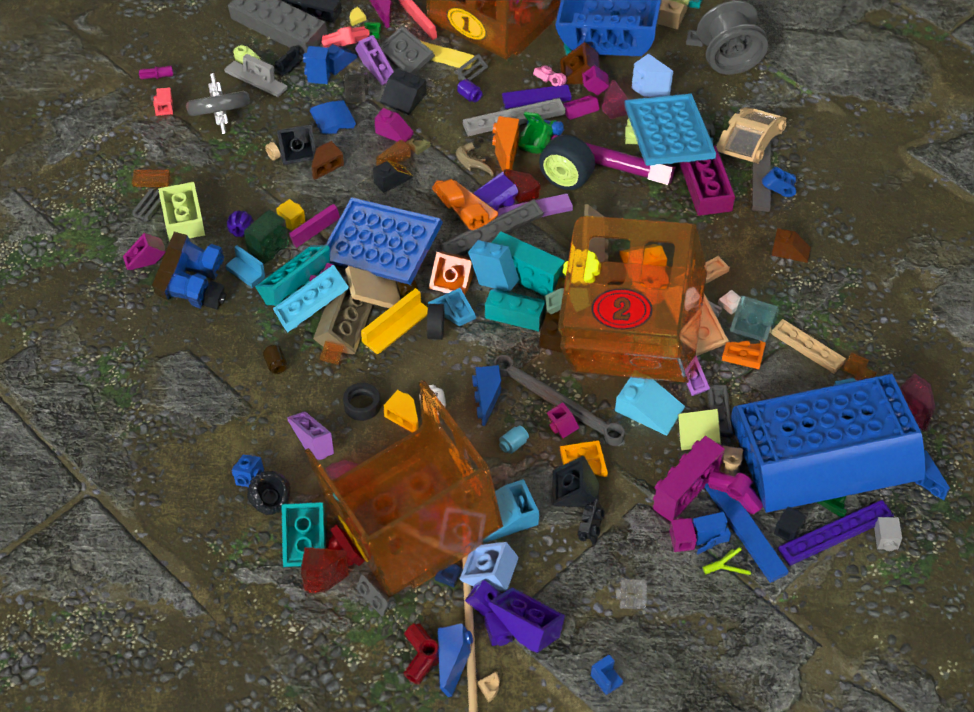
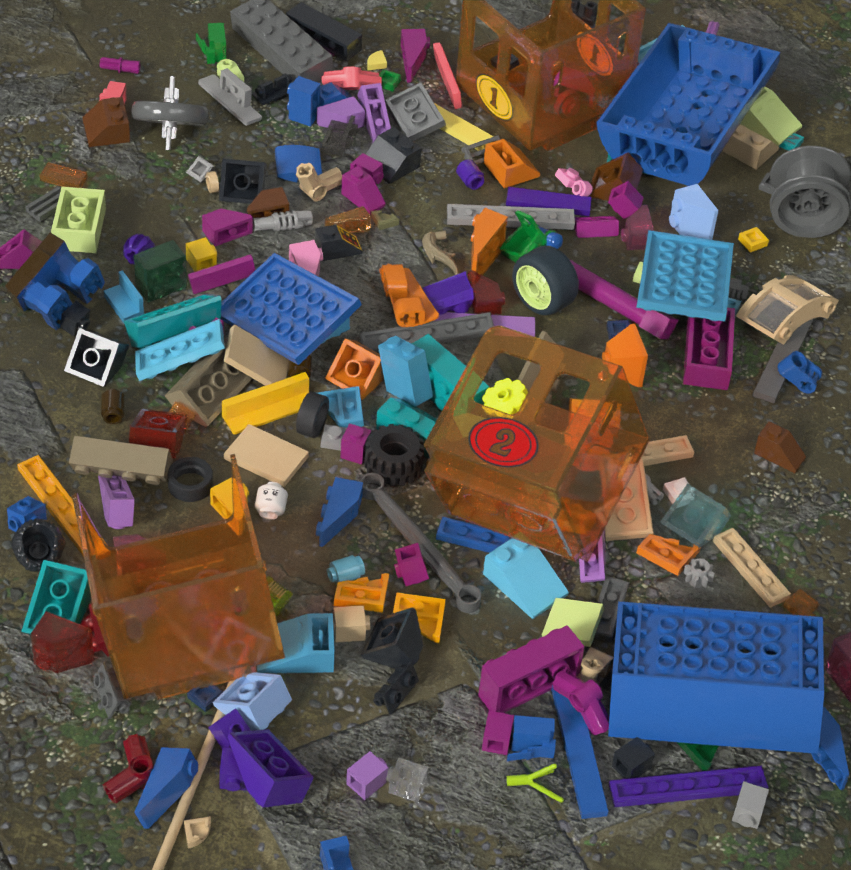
camera: 15 degrees right, 5 degrees down
(167, 124) = (107, 123): none -> reddish brown slope
(226, 35) = (216, 43): none -> green piece
(244, 322) = (96, 356): none -> black slope
(258, 143) = (200, 168): none -> light grey slope
(270, 454) = (53, 495): none -> light orange tile
(299, 184) = (226, 225): none -> magenta slope
(303, 402) = (120, 459): none -> dark tan slope
(321, 372) = (158, 430): none -> clear red slope
(342, 168) = (283, 221): none -> light grey hinge
(349, 65) = (341, 112): none -> medium lavender slope
(355, 130) = (317, 185): none -> tan piece
(373, 192) = (306, 255): none -> bright pink slope
(390, 104) = (370, 166): none -> magenta brick
(411, 364) = (267, 455): none -> tan tile
(456, 334) = (332, 437): none -> light grey plate
(477, 335) = (354, 443): none -> magenta brick
(494, 74) = (508, 163): none -> orange slope
(514, 324) = (396, 441): none -> black tyre
(534, 454) = (362, 593): none -> light orange wing
(537, 481) = (350, 623): none -> tan brick
(594, 383) = (469, 535): none -> blue tile
(601, 600) = (367, 775): none -> medium lavender brick
(633, 186) = (616, 327): none -> dark blue tile
(651, 204) = (628, 351): none -> orange slope
(701, 86) = (753, 239): none -> yellow plate
(774, 362) = (699, 573): none -> light grey gear

